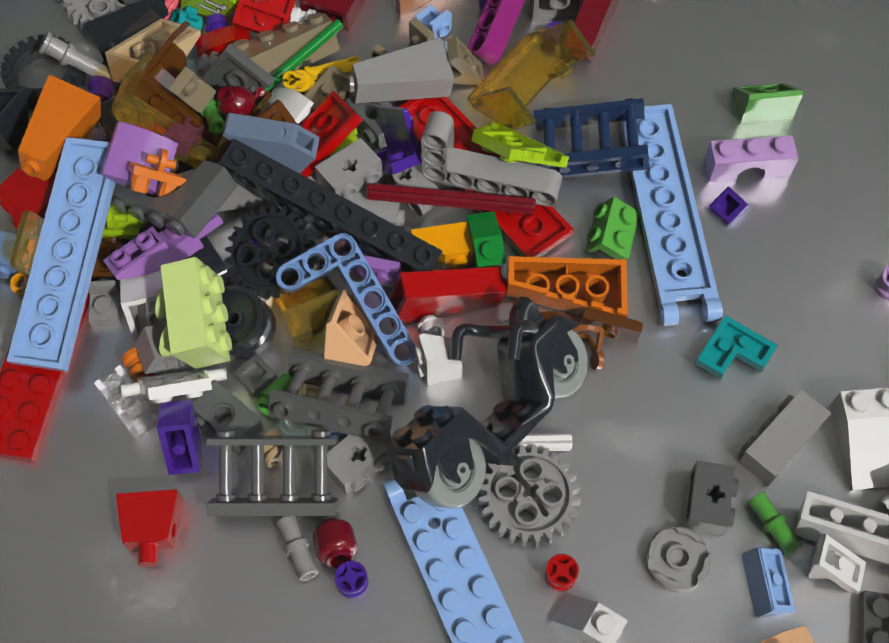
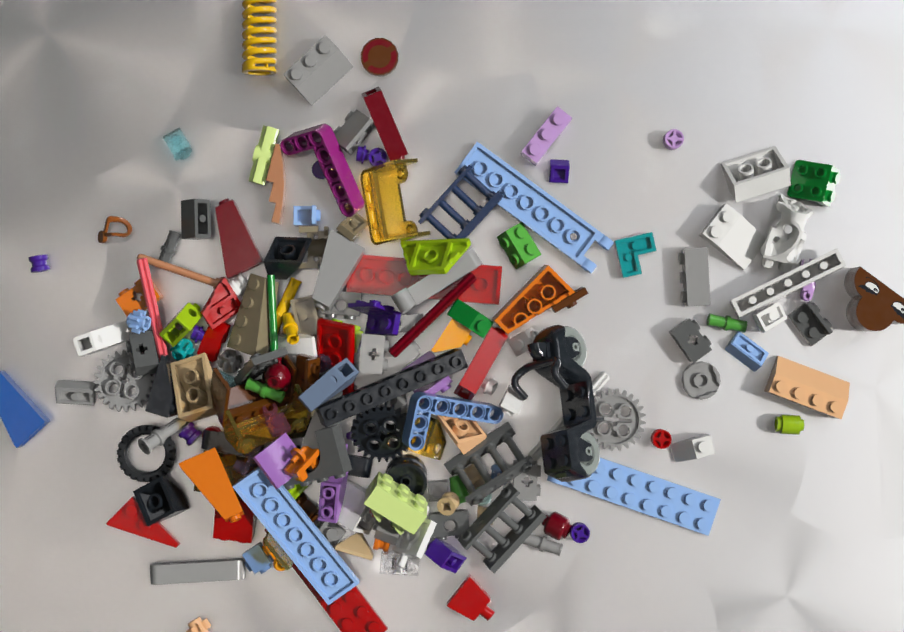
camera: 45 degrees left, 25 degrees up
(109, 340) = (355, 545): none -> tan slope
(192, 90) = (251, 394): dark tan slope -> none
(249, 387) = (448, 503): none -> tan wheel
(366, 31) = (286, 256): none -> black slope
(543, 20) = (362, 154): none -> dark purple plate
(597, 357) = (576, 321): dark orange piece -> none
(766, 102) = (518, 86): bright green slope -> none

